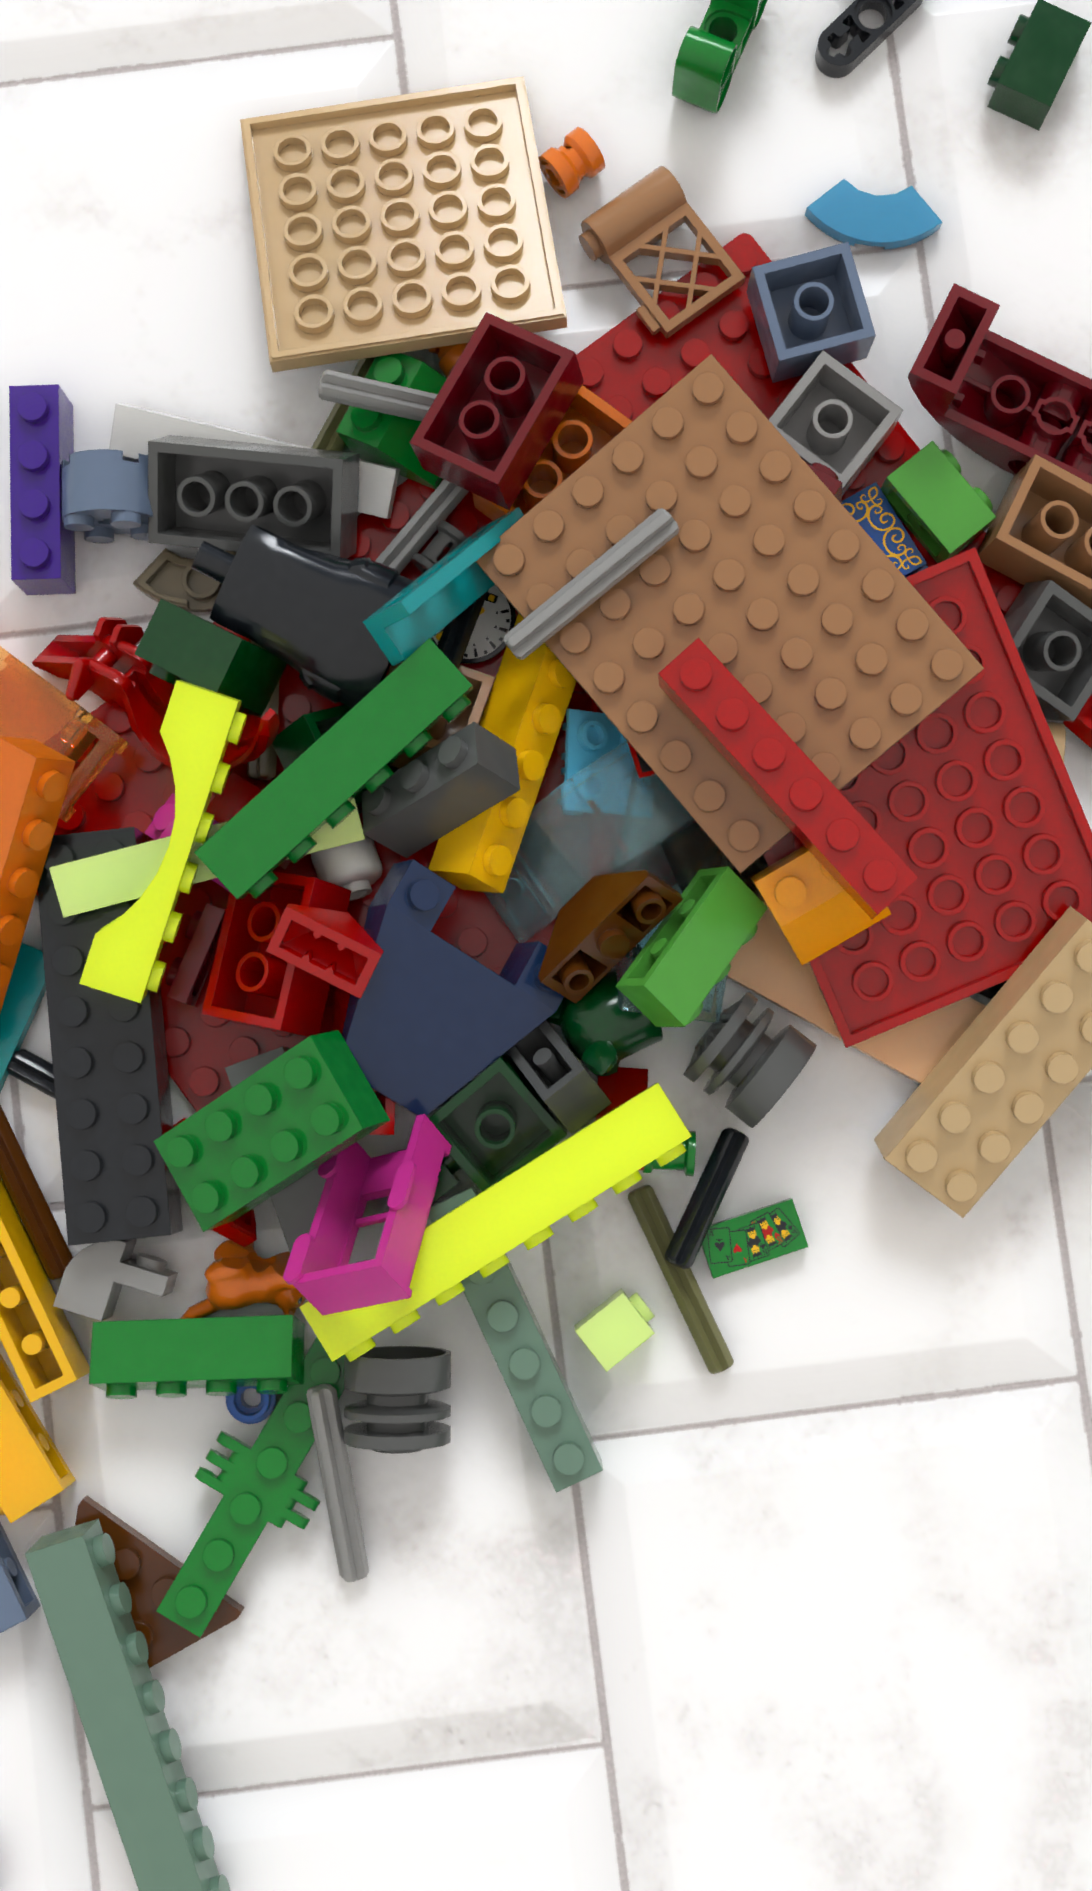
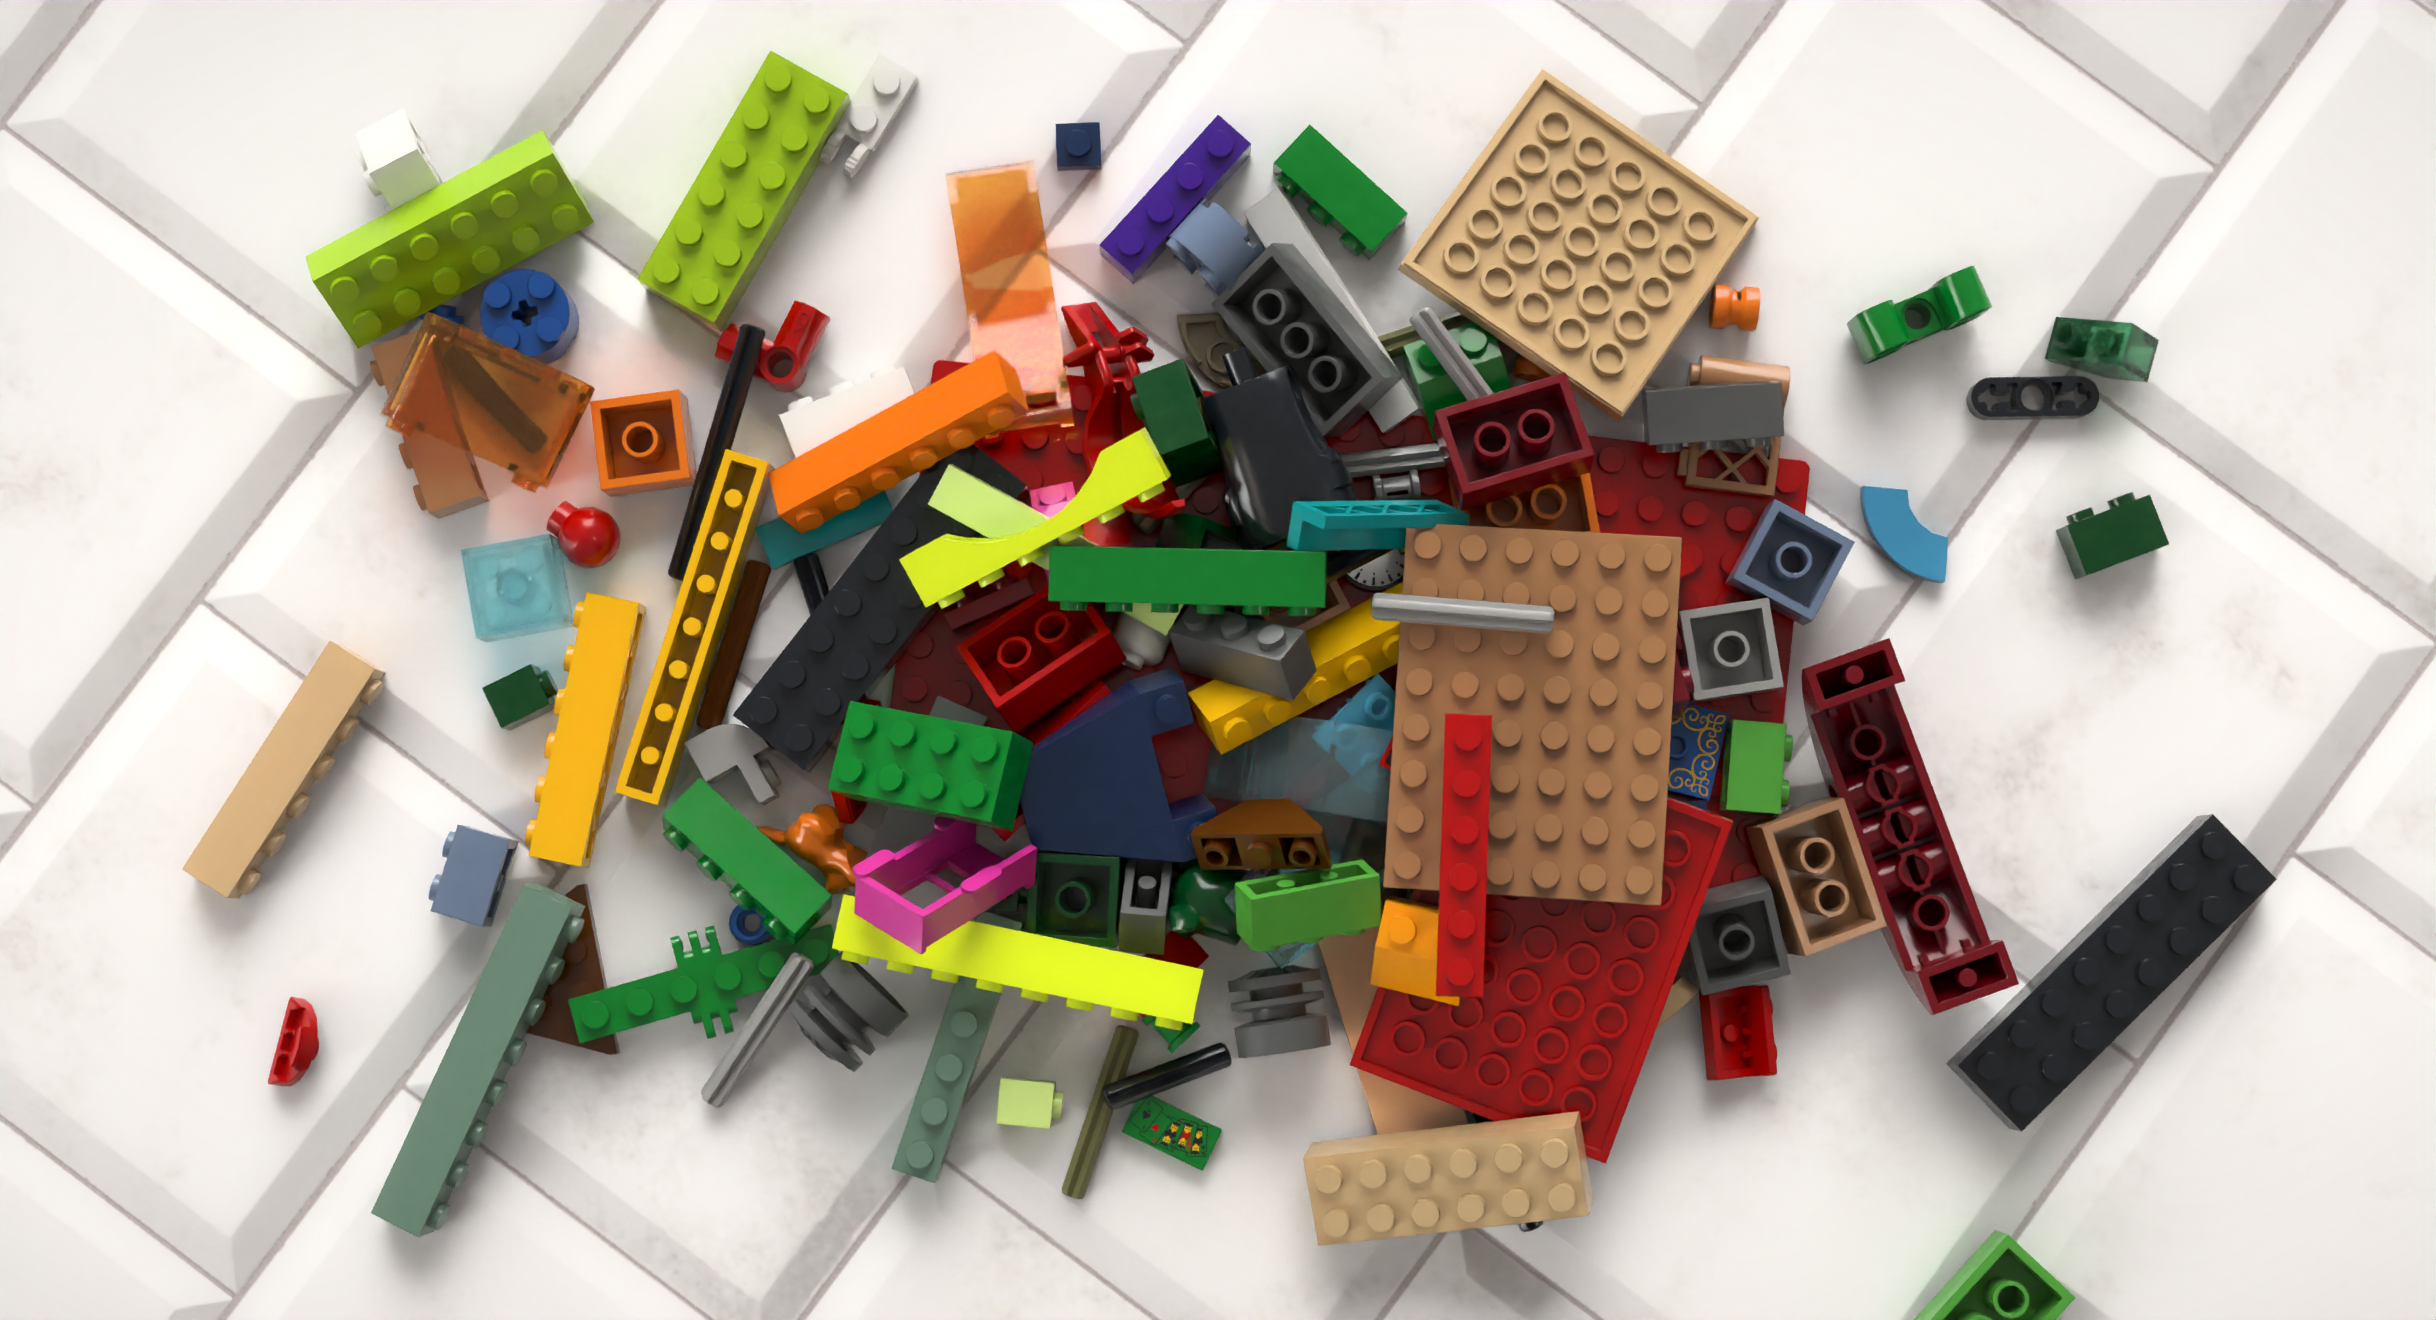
camera: 35 degrees right, 0 degrees up
(169, 364) = (1338, 193): none -> green brick
(327, 946) = (1077, 684): red slope -> none
(637, 252) = (1713, 415): none -> dark grey brick

